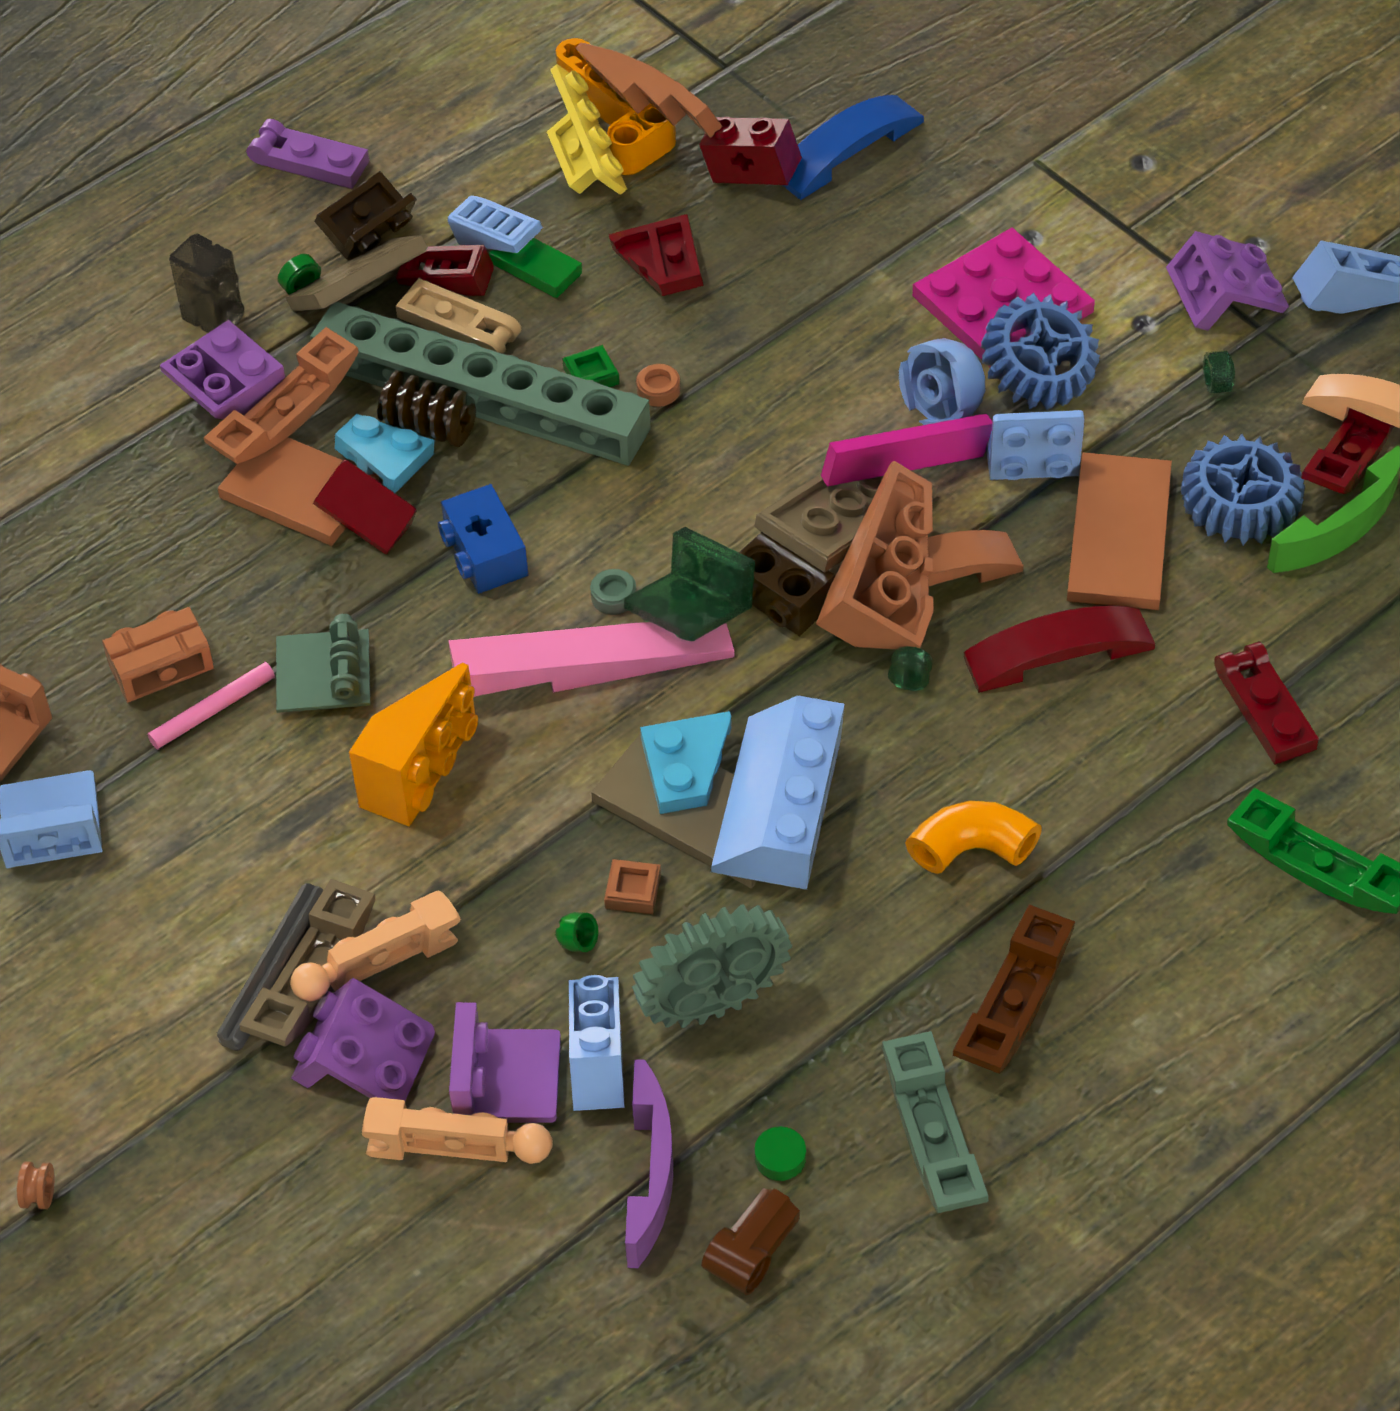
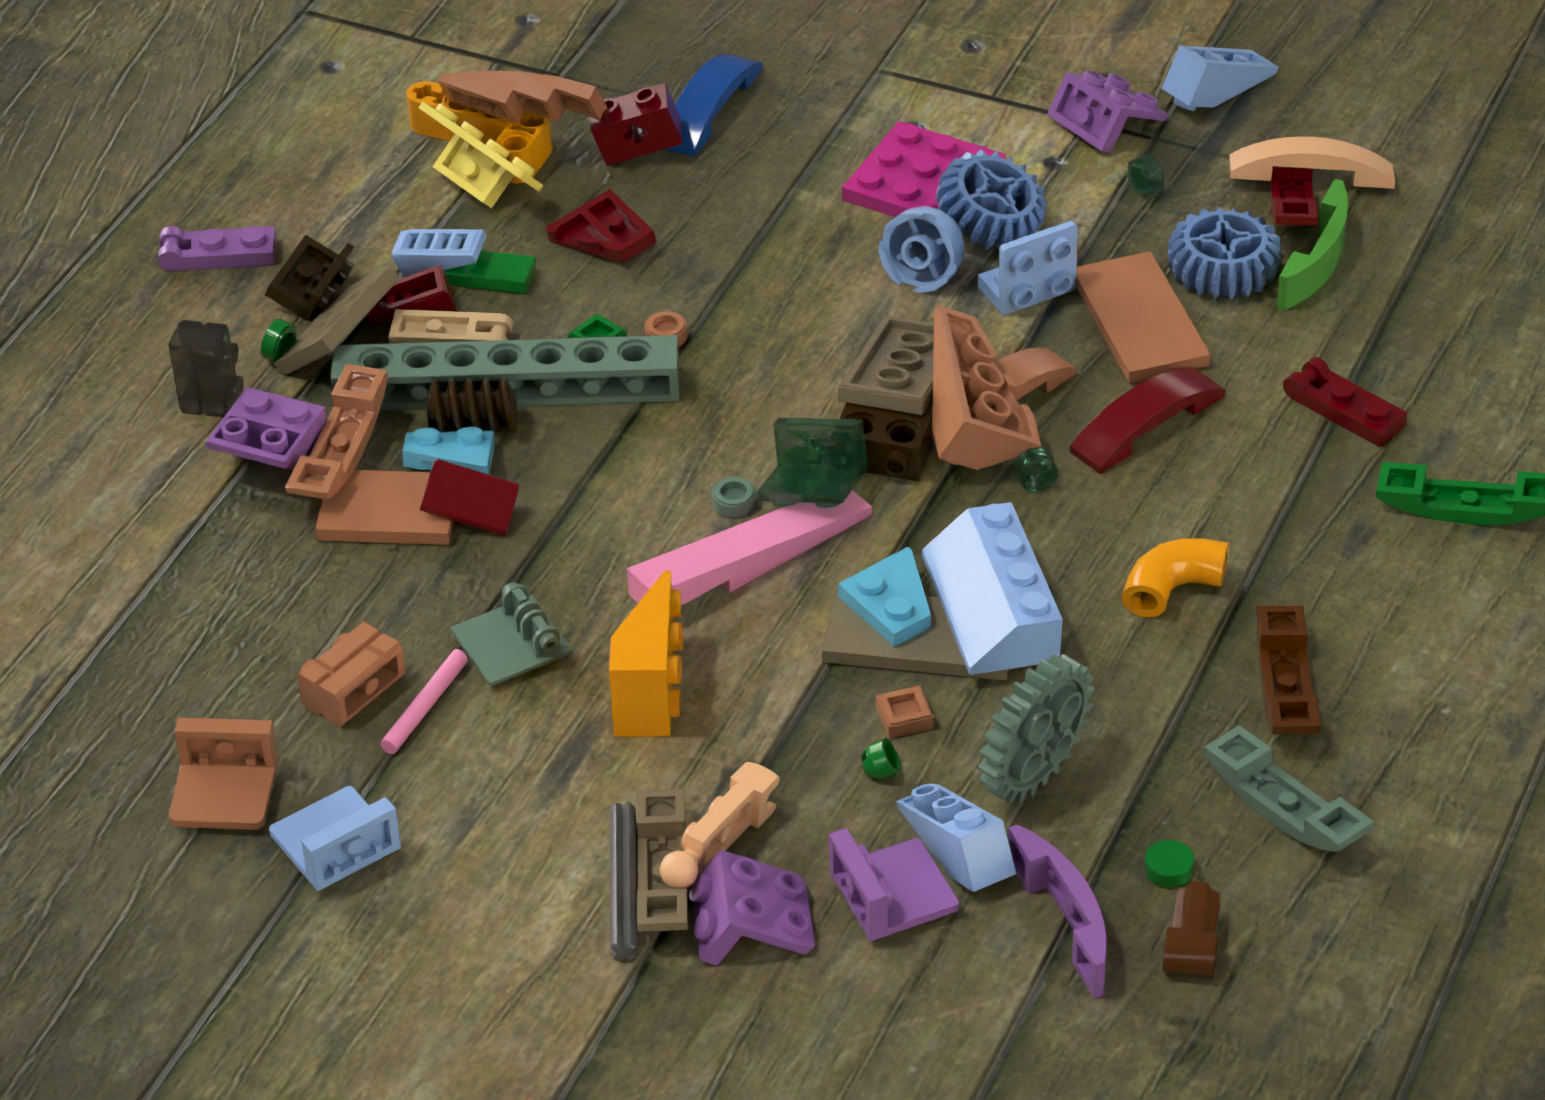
camera: 25 degrees left, 10 degrees down
(435, 1132) = (875, 948): light nougat plate -> none
(483, 539) = (594, 490): blue brick -> none
(911, 447) = (915, 309): dark pink tile -> none

